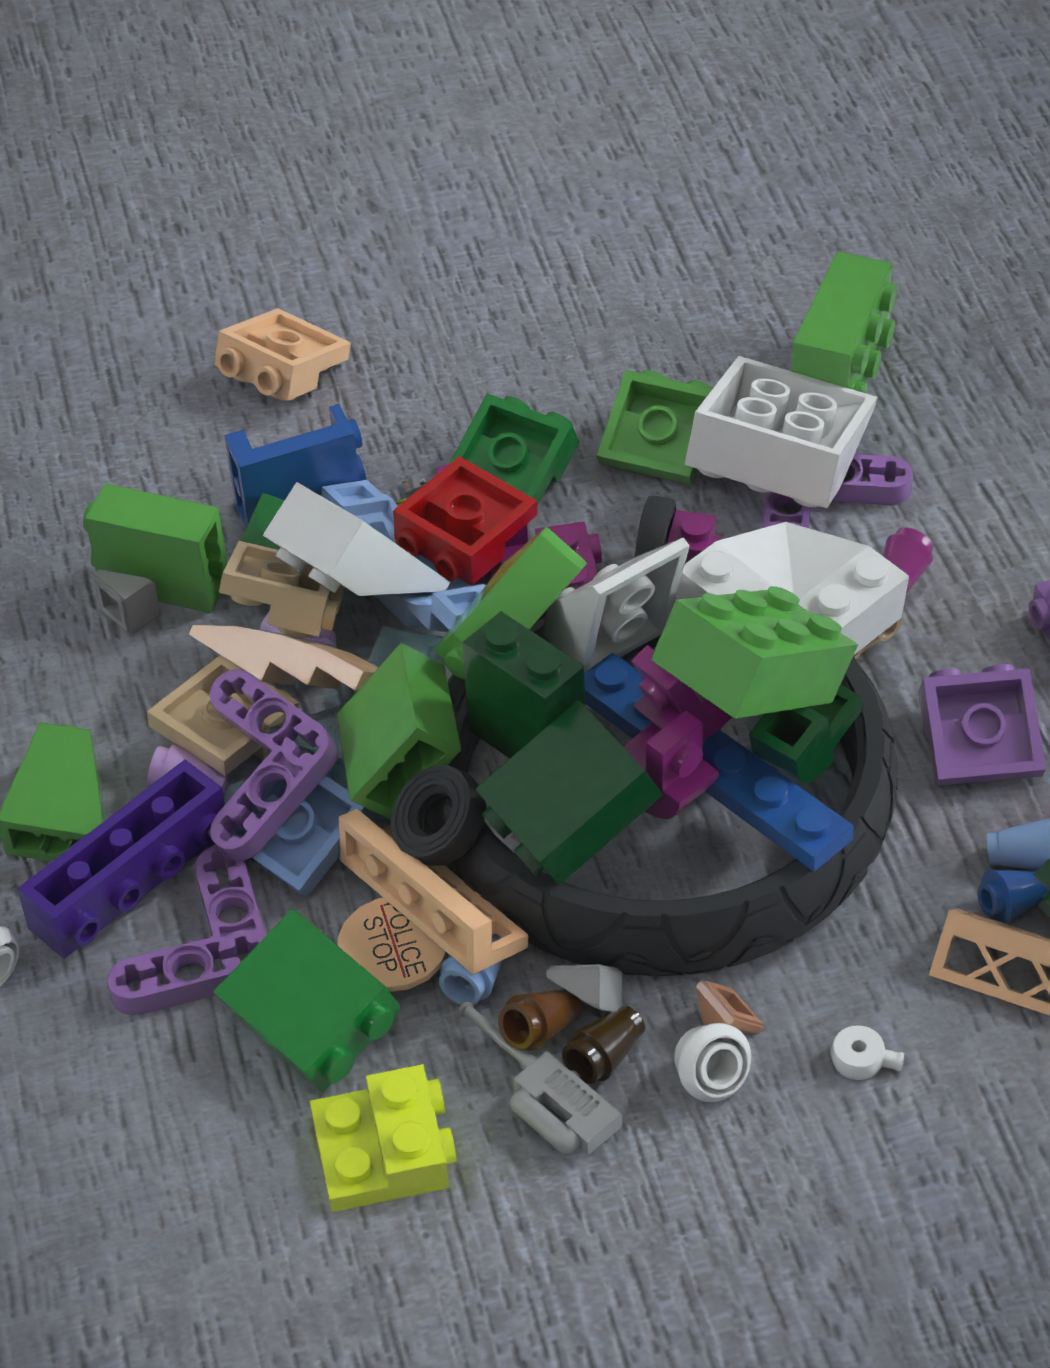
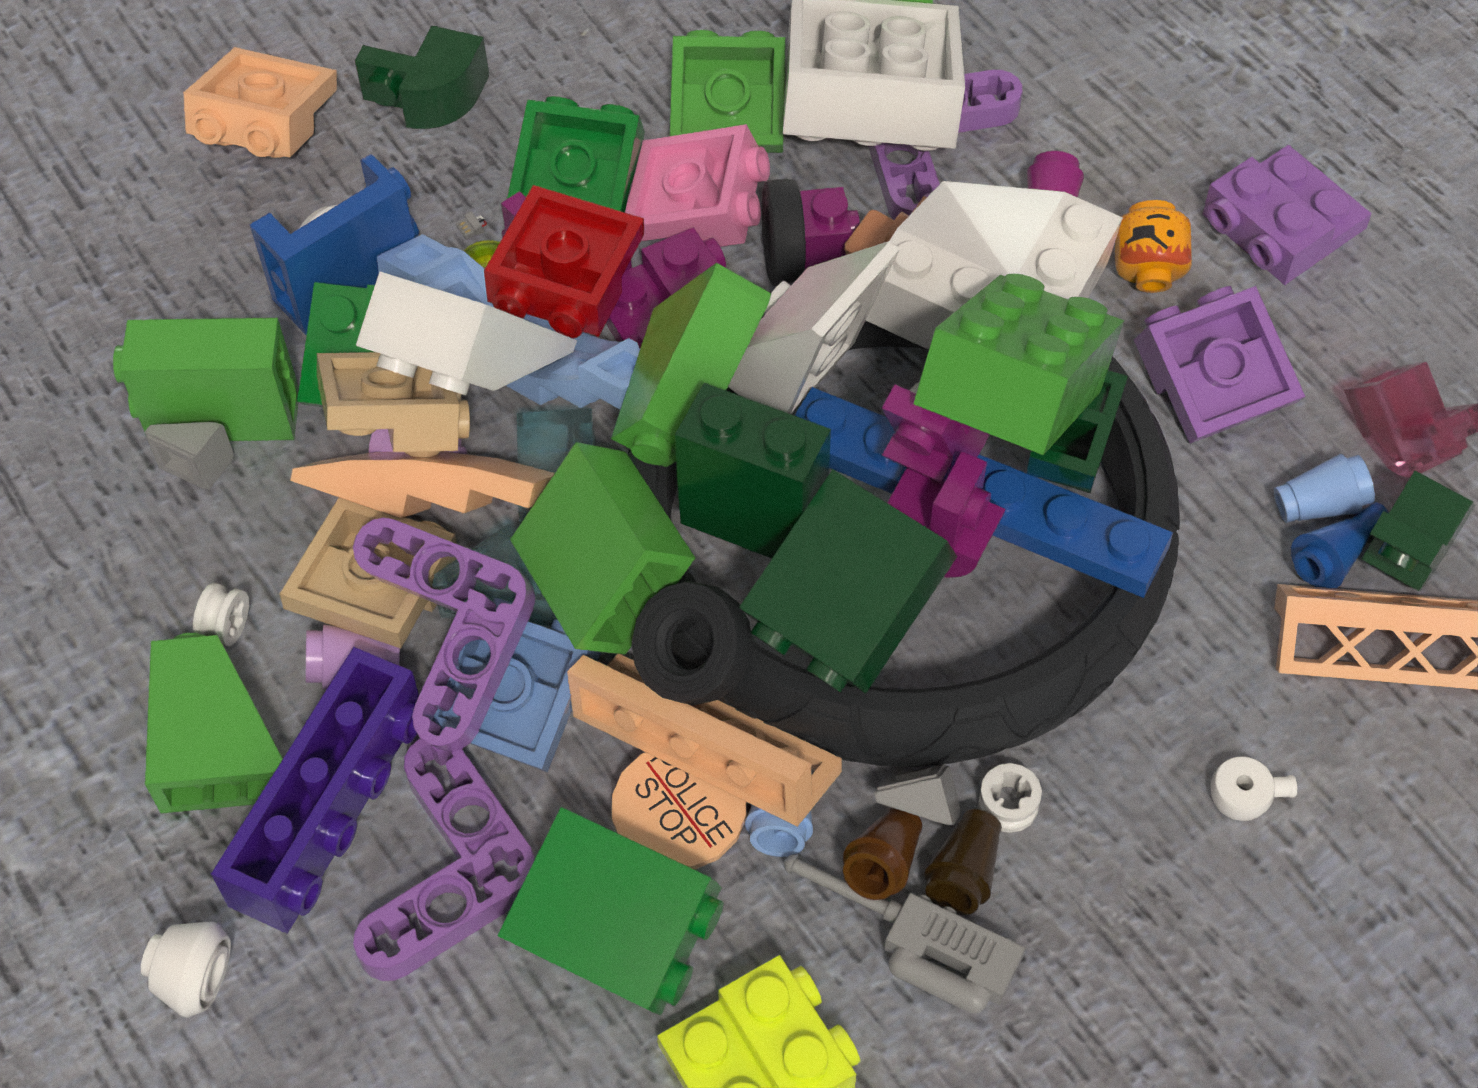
camera: 20 degrees left, 10 degrees up
(104, 720) = (221, 613): none -> white bush
(422, 370) = (433, 85): none -> dark green brick
(603, 490) = (700, 183): none -> bright pink plate
(673, 1019) = (1026, 784): none -> white bush
(712, 1061) = (1097, 850): white cone -> none
(725, 1006) = (1082, 782): nougat slope -> none
(967, 623) = (1153, 246): none -> light orange head

